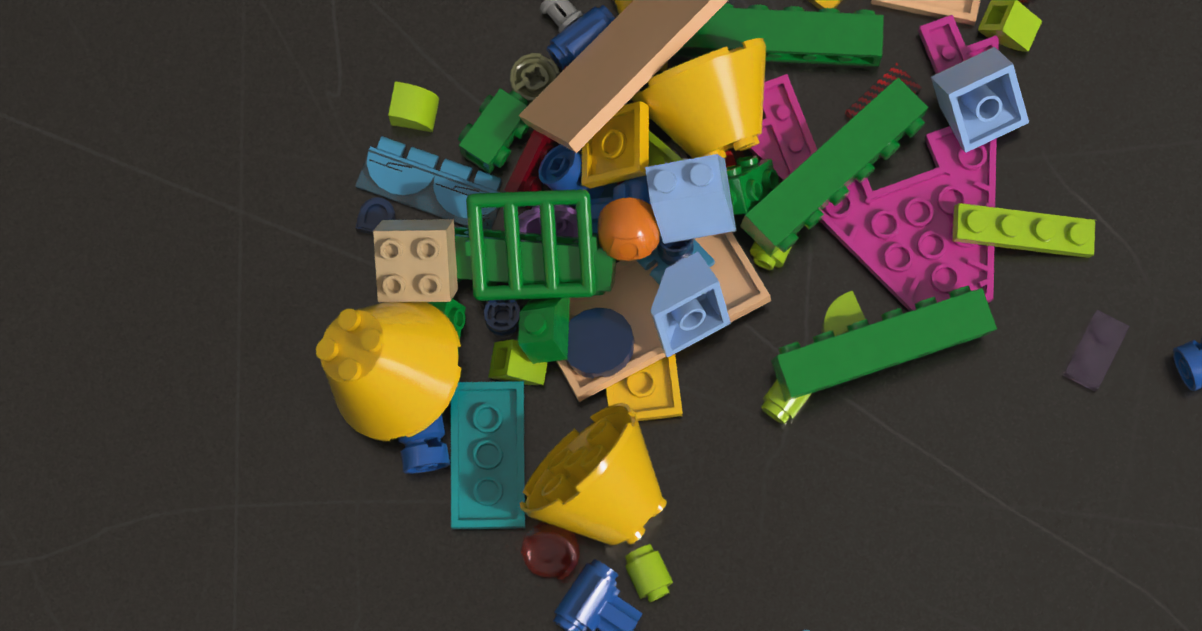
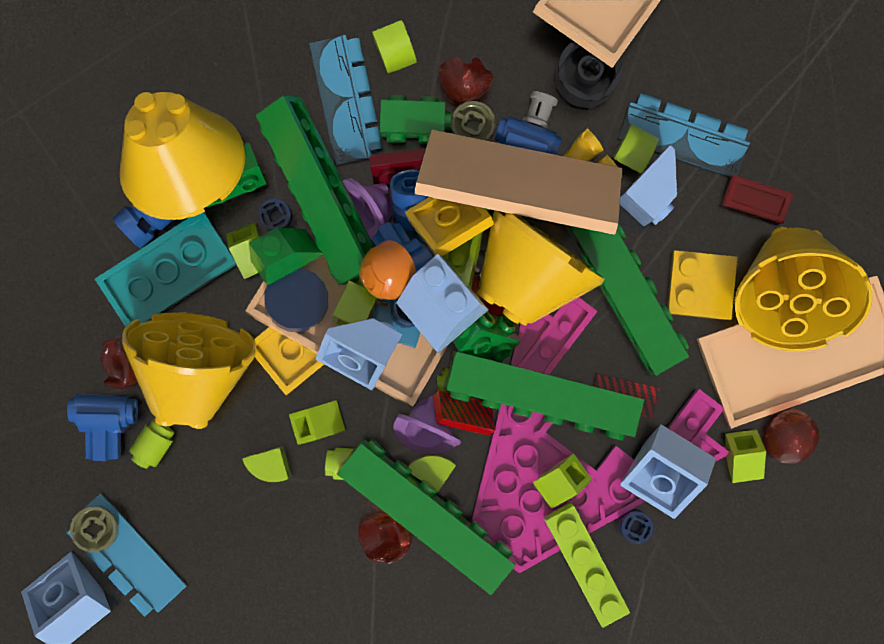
camera: 50 degrees right, 10 degrees up
(372, 213) = (295, 75): dark blue tile -> none
(415, 260) = (266, 124): tan brick -> none
(489, 61) = (464, 81): none -> clear red hair
(545, 200) = (368, 194): green bar -> none
(636, 289) = (354, 304): none -> lime brick
(727, 402) = (317, 422): none -> lime brick
(740, 471) = (269, 465): none -> lime brick
(799, 298) = (421, 432): none -> medium lavender helmet
(806, 253) = (462, 414): none -> red tile
(880, 402) = (383, 538): none -> clear red hair
(929, 201) = (562, 481): none -> lime brick
(1010, 170) = (633, 521): none -> dark blue wheel

